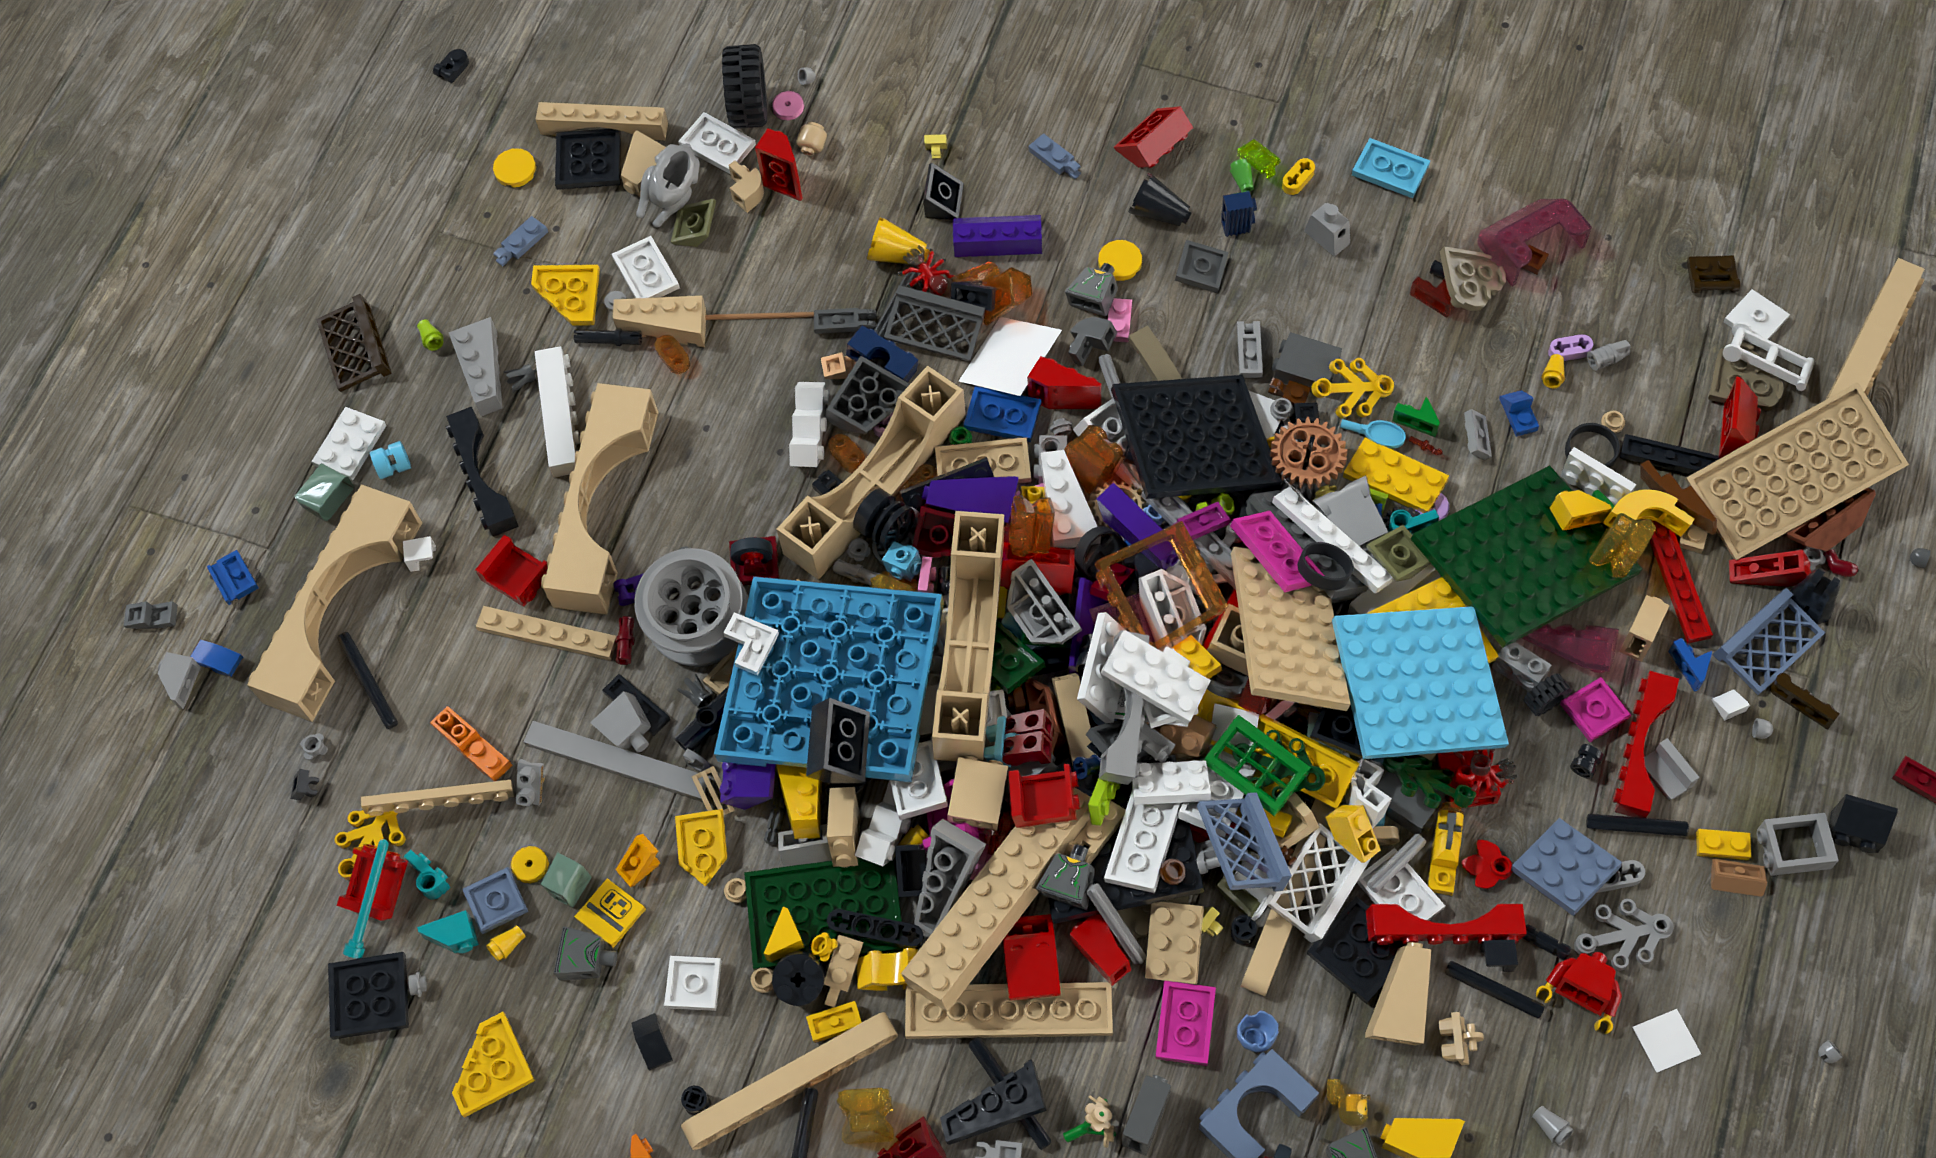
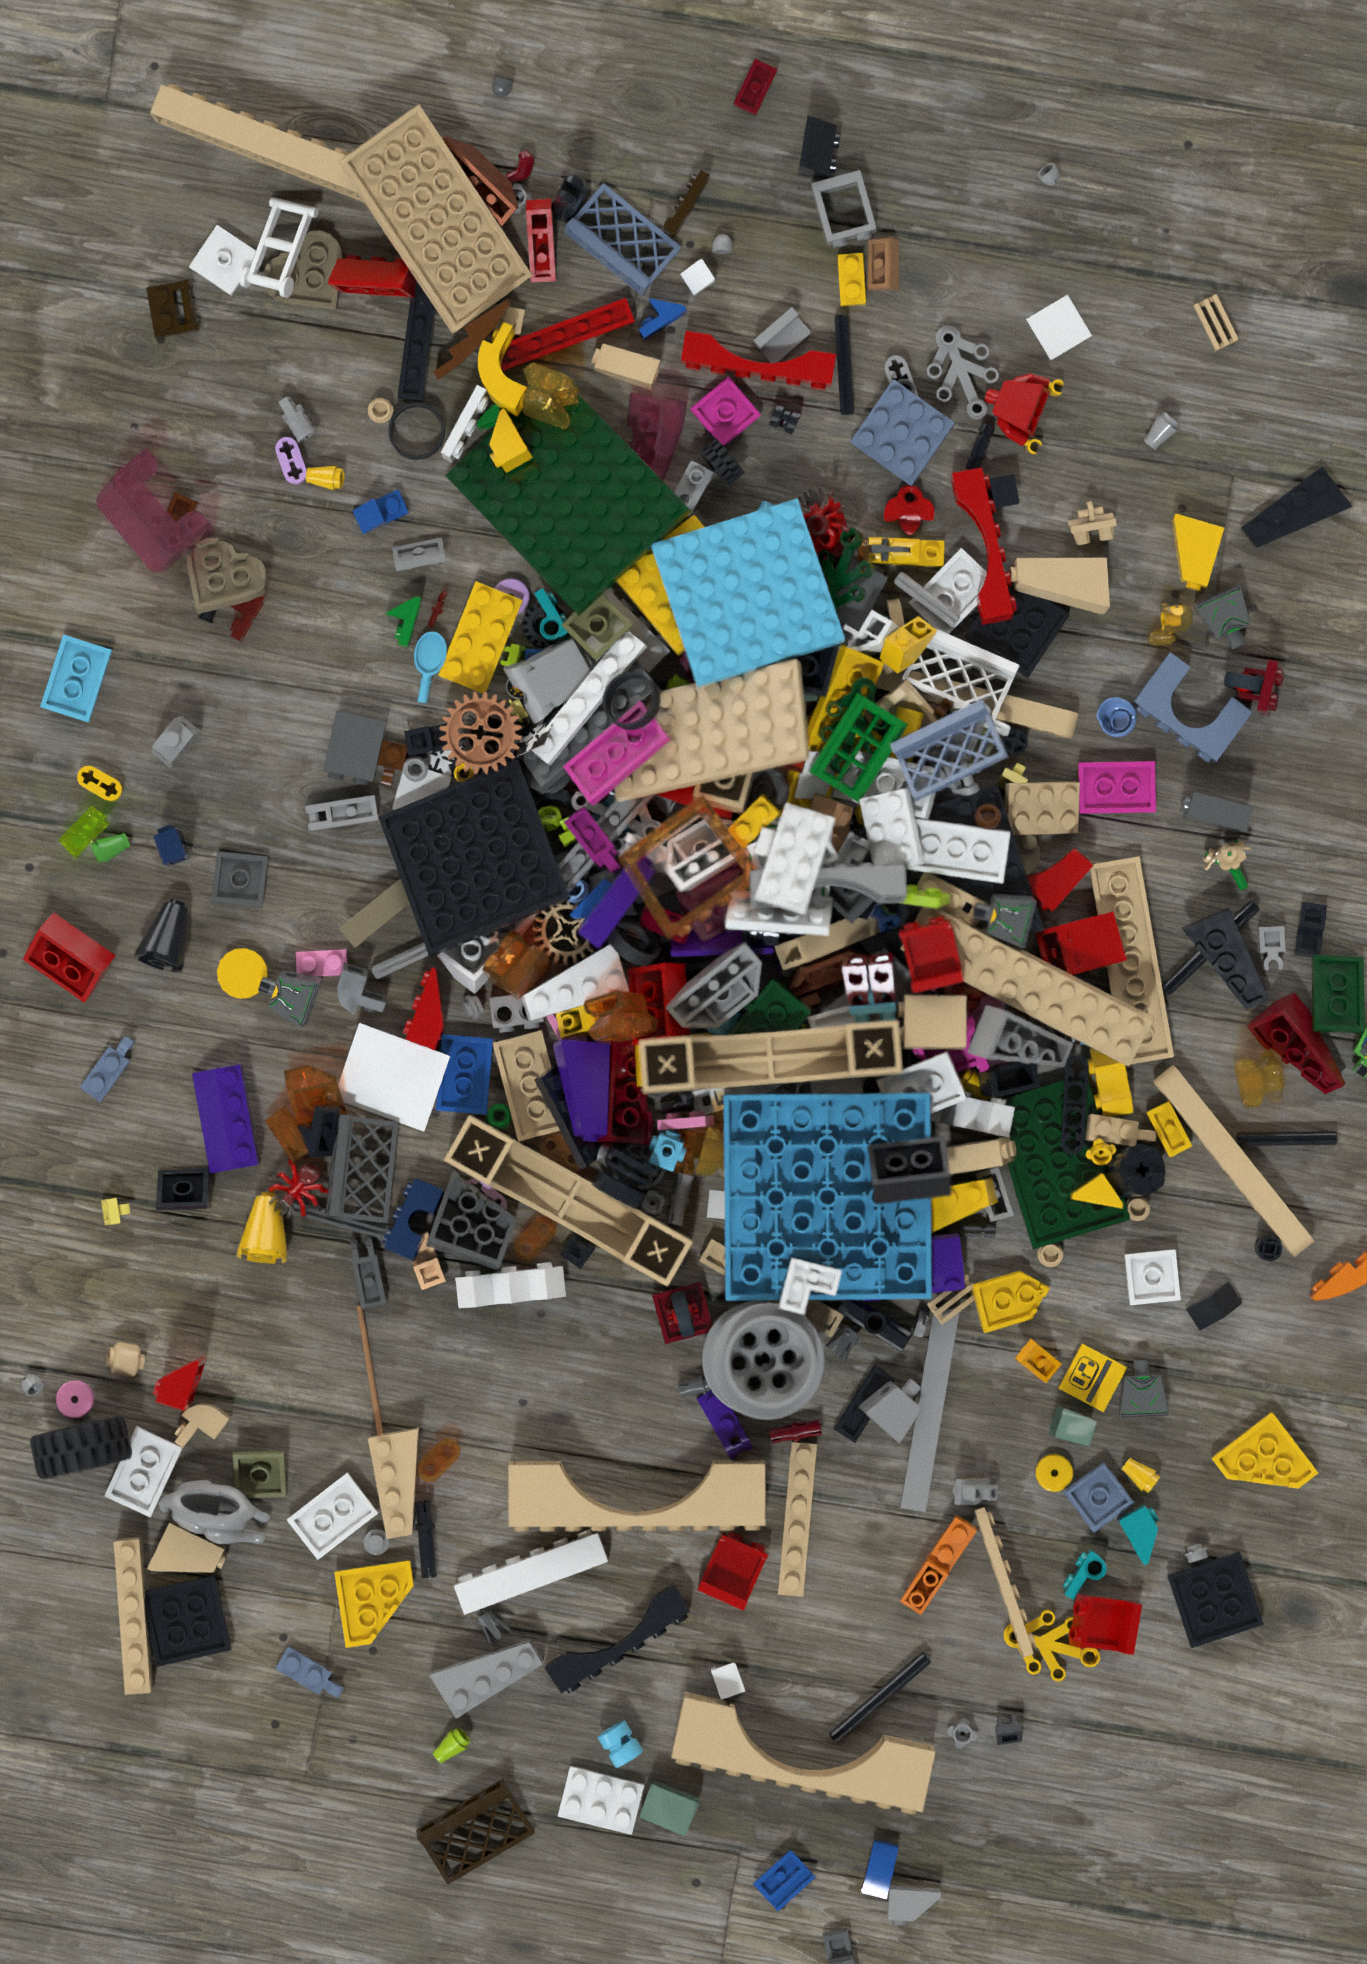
camera: 100 degrees left, 25 degrees up
(355, 946) = (1171, 1625): teal piece -> none
(455, 60) = (60, 1820): black plate -> none
(514, 167) = (208, 1707): yellow tile -> none
(1116, 924) = (1038, 866): light grey axle -> none
(1355, 386) = (382, 691): yellow plant -> none
(1495, 989) = (1035, 494): black axle -> none

